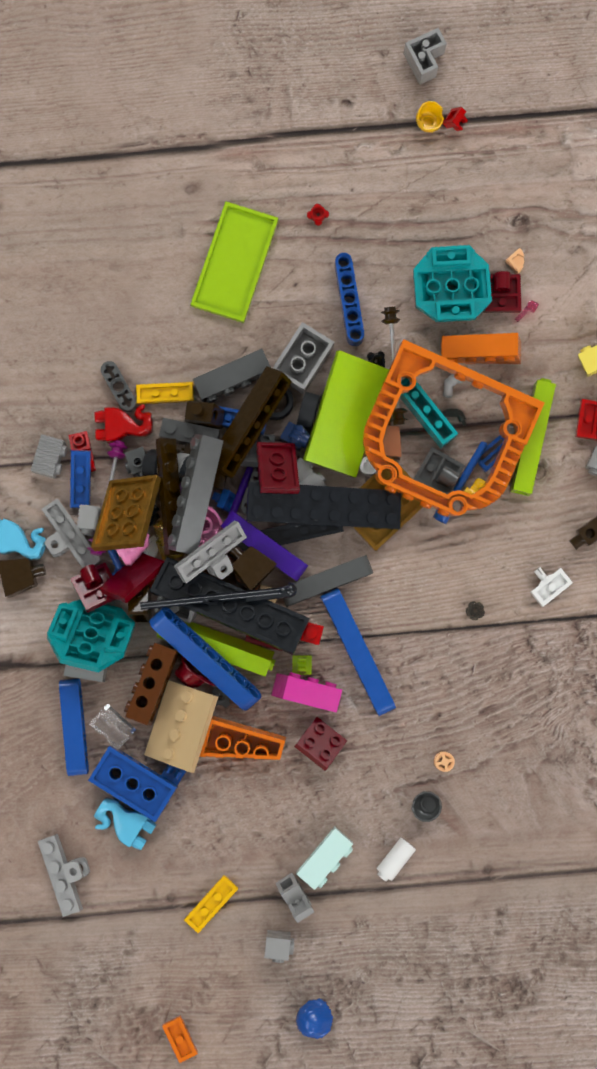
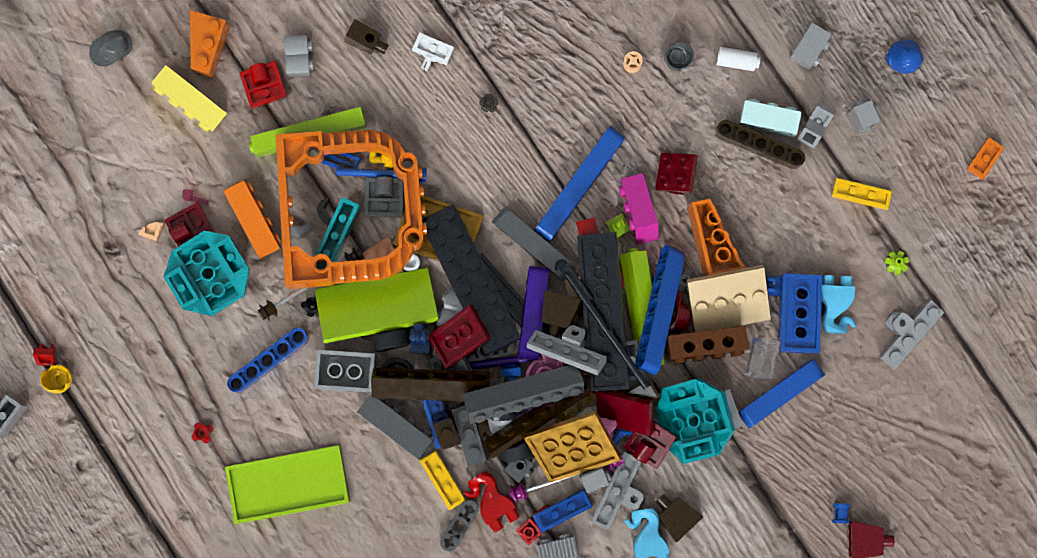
camera: 110 degrees left, 0 degrees up
(131, 895) = (894, 265): none -> lime plant
(303, 844) = (770, 144): none -> dark brown beam
(371, 935) = (811, 46): none -> light grey brick

